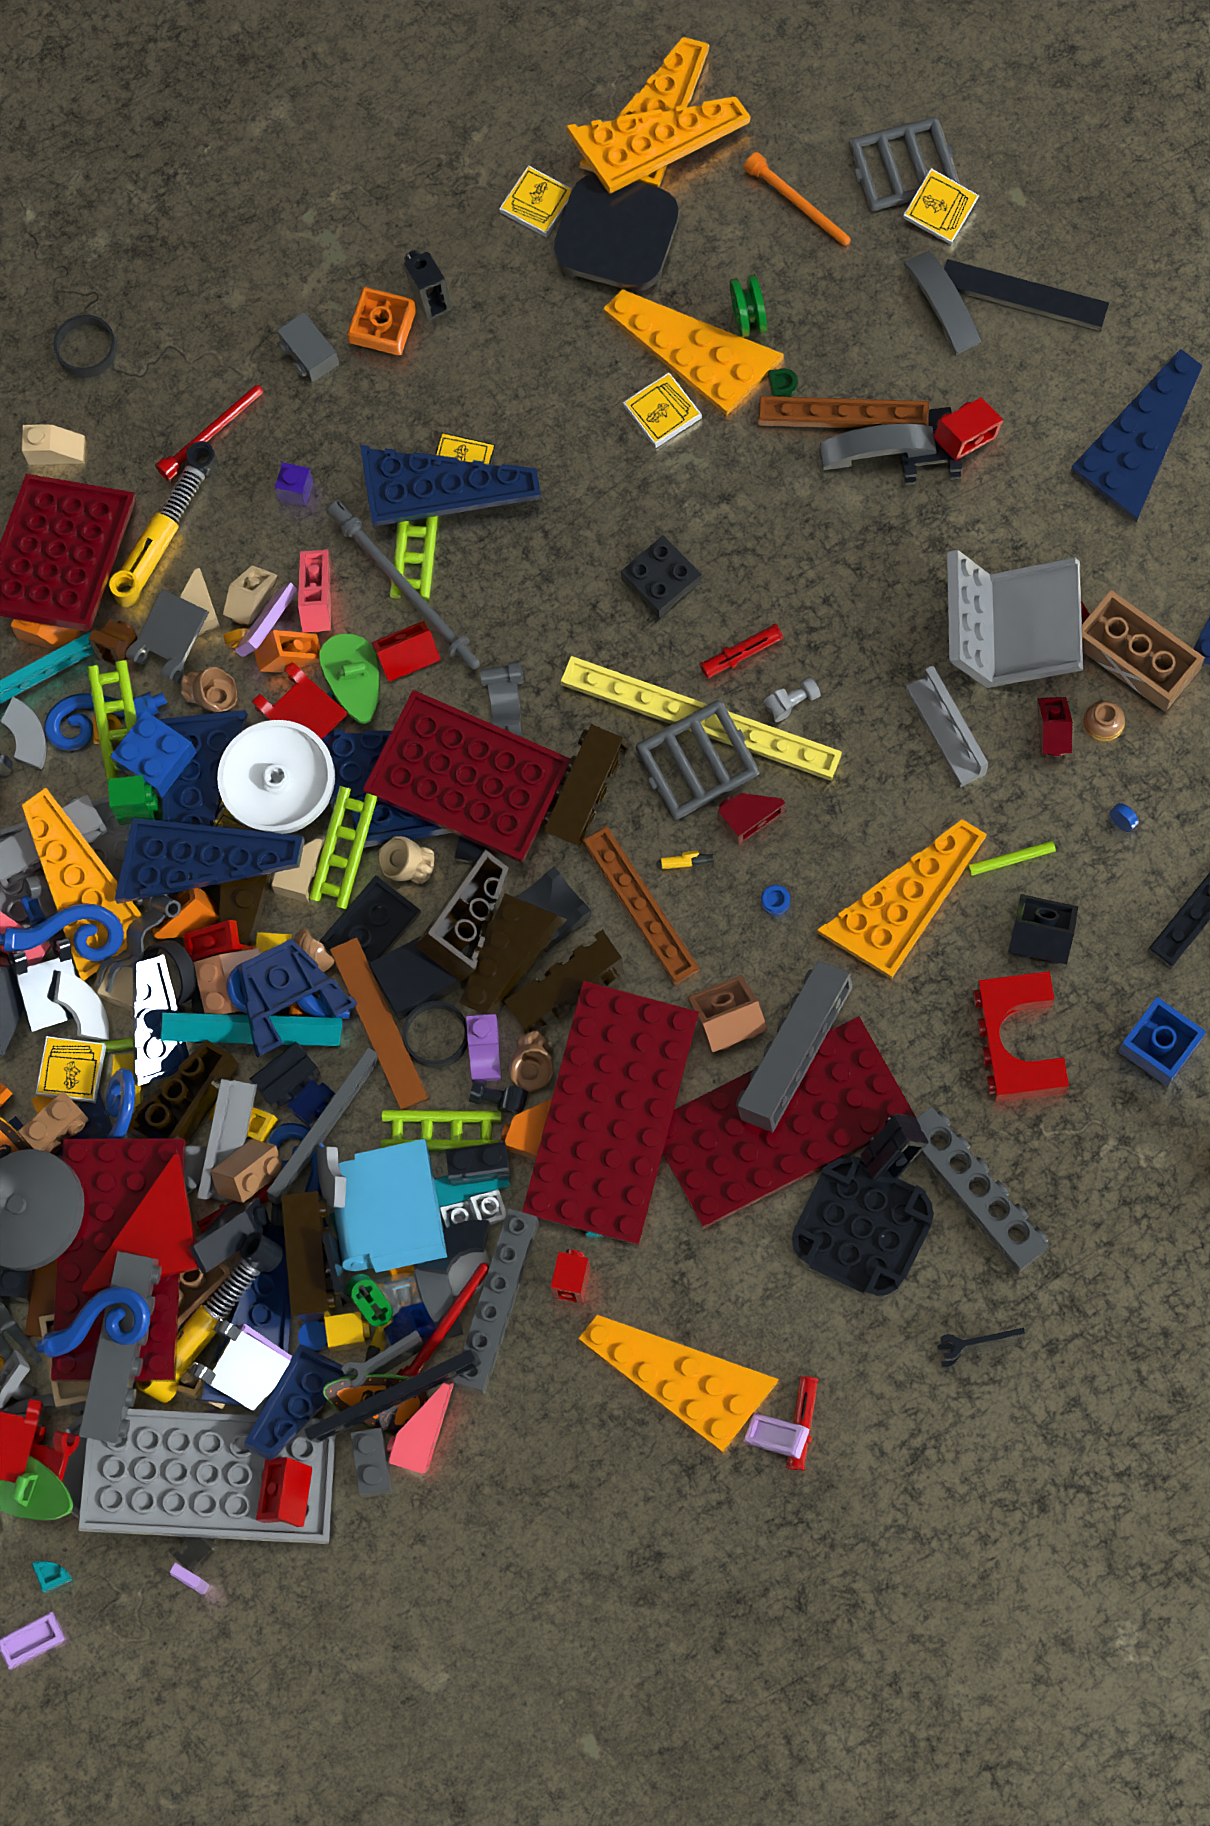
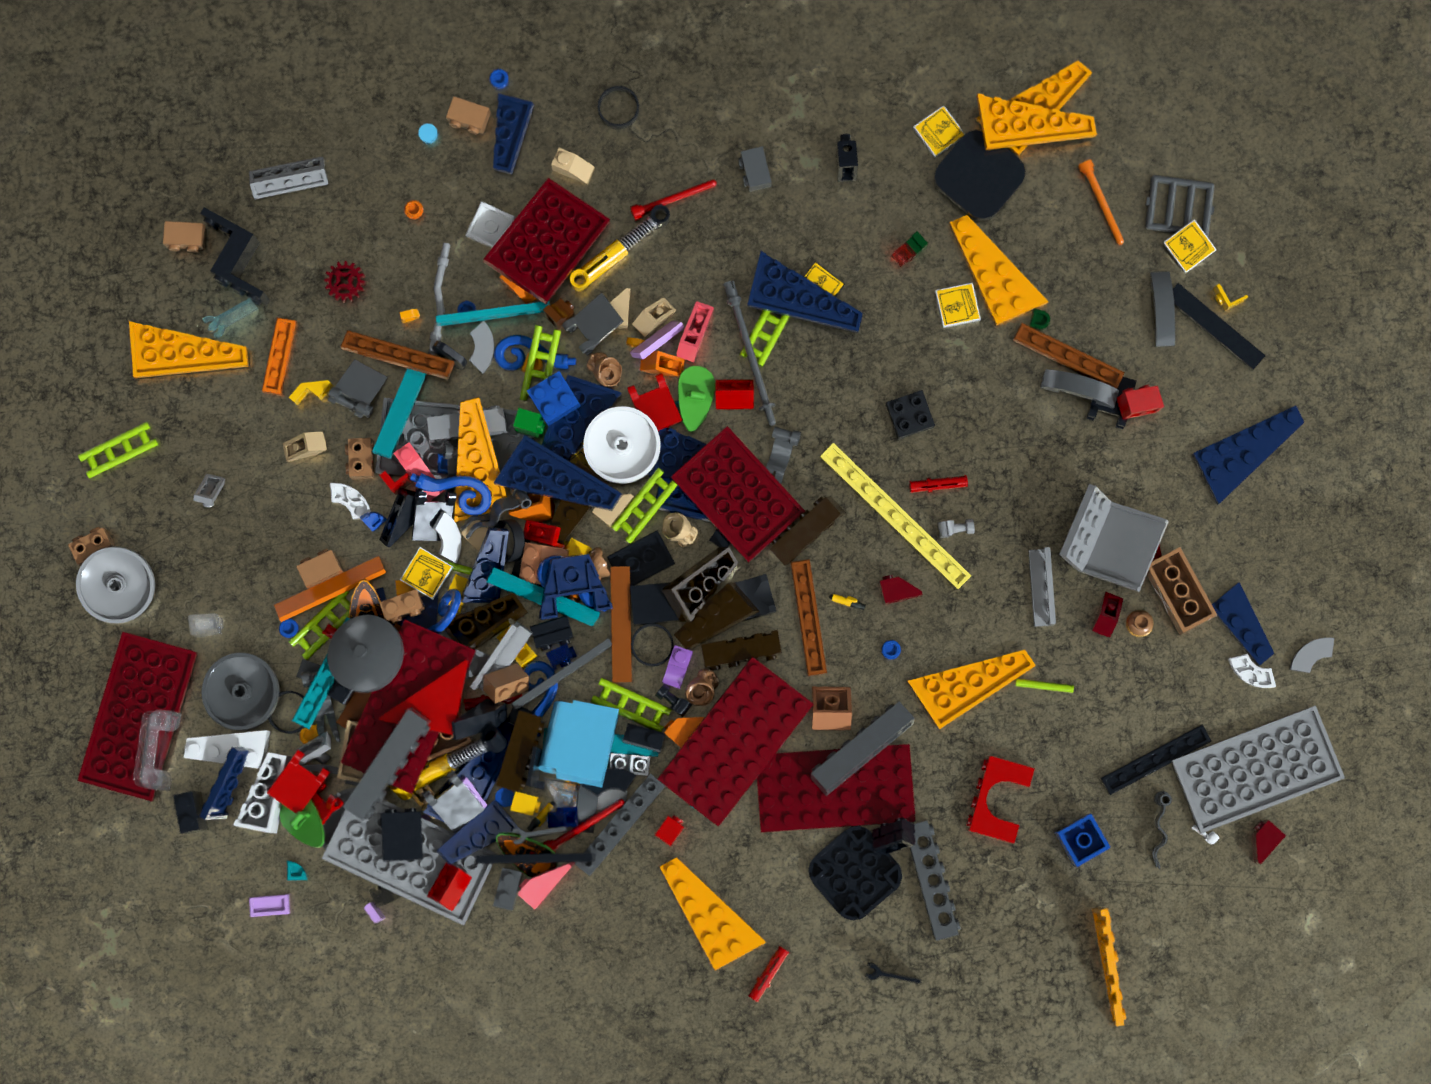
camera: 15 degrees right, 10 degrees up
(67, 1339) = (356, 746): blue plant -> none
(183, 1446) = (401, 835): none -> black brick
(294, 484) = (710, 257): dark purple brick -> none
(330, 1177) = (552, 710): light grey tile -> none
(372, 308) = (808, 160): orange brick -> none
(374, 1296) = (549, 793): green beam -> none
(565, 363) = (910, 249): none -> leg
(700, 796) = (893, 564): dark grey bar -> none
(748, 306) = (1039, 262): green wheel -> none
(776, 1435) = (750, 975): lavender tile -> none
(1018, 255) = (1222, 299): none -> yellow bracket
(1043, 929) = (1043, 739): black slope -> none
(1124, 817) = (1123, 690): blue tile -> none

